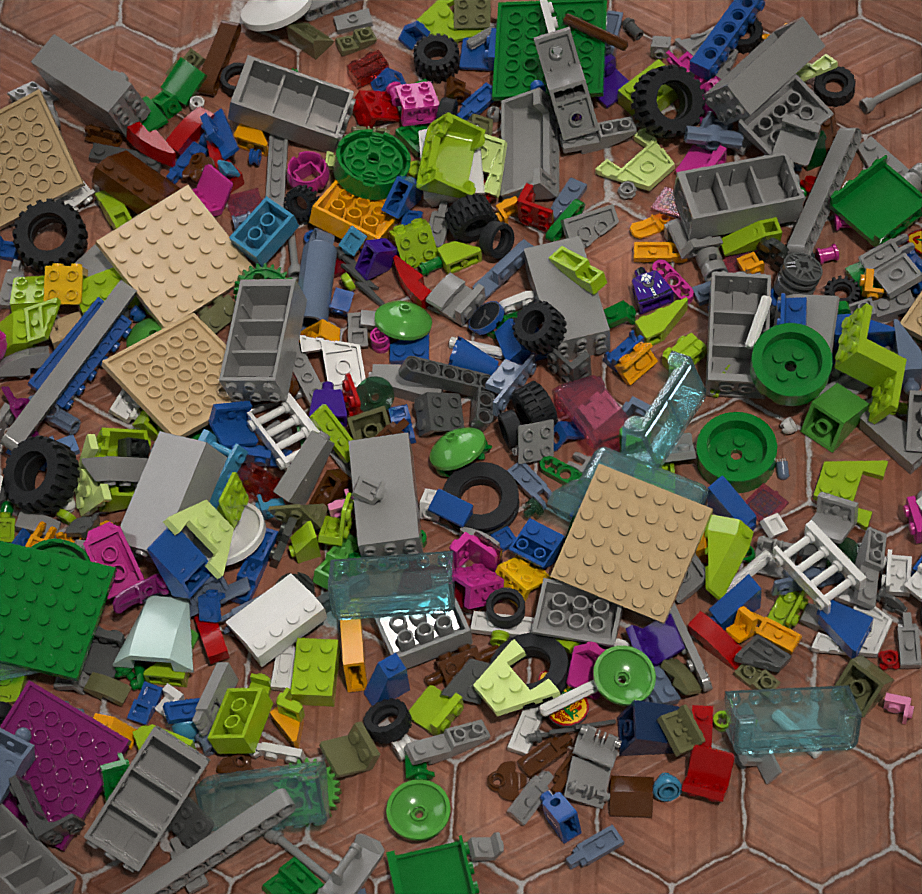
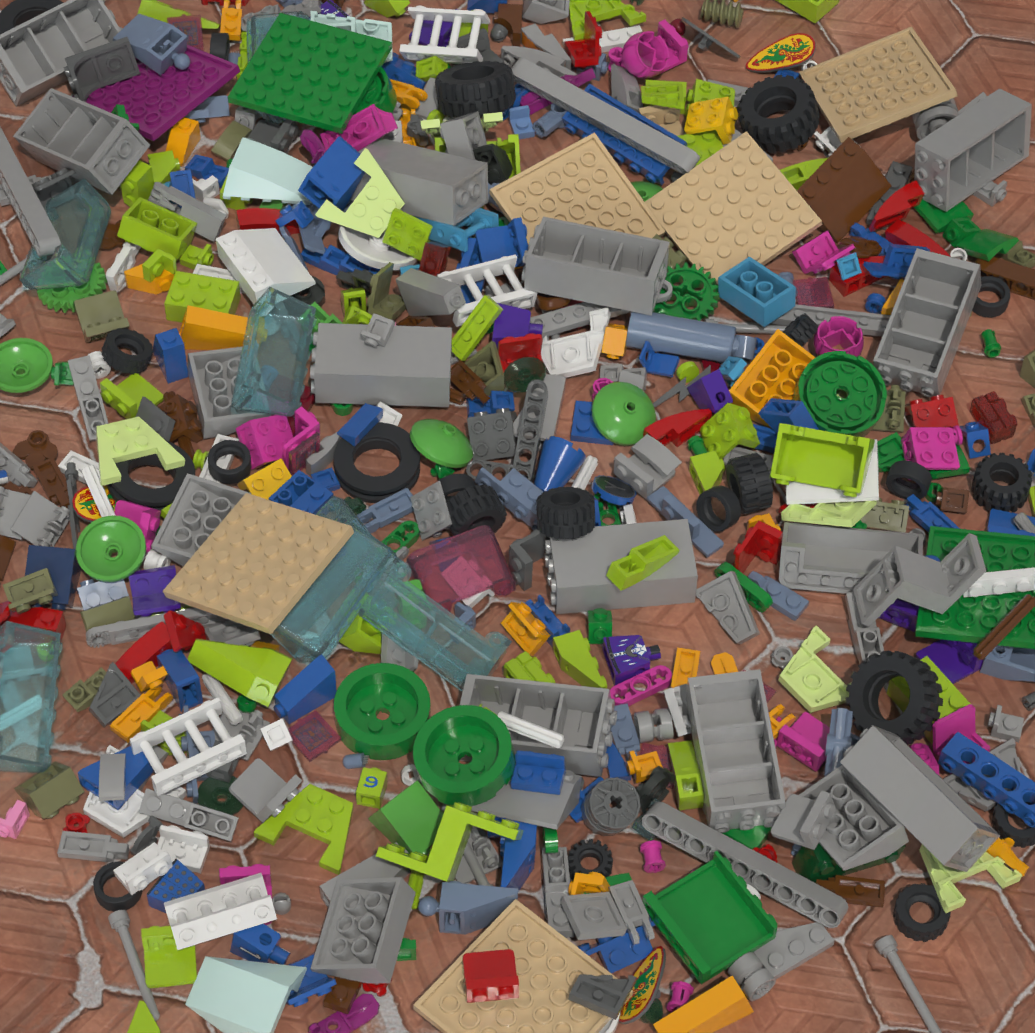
camera: 90 degrees right, 5 degrees down
(192, 684) = (216, 204): none -> white arm
(693, 606) = (183, 631): none -> red wing
(808, 449) = (371, 787): none -> lime brick
(859, 618) = (112, 777): none -> light grey slope

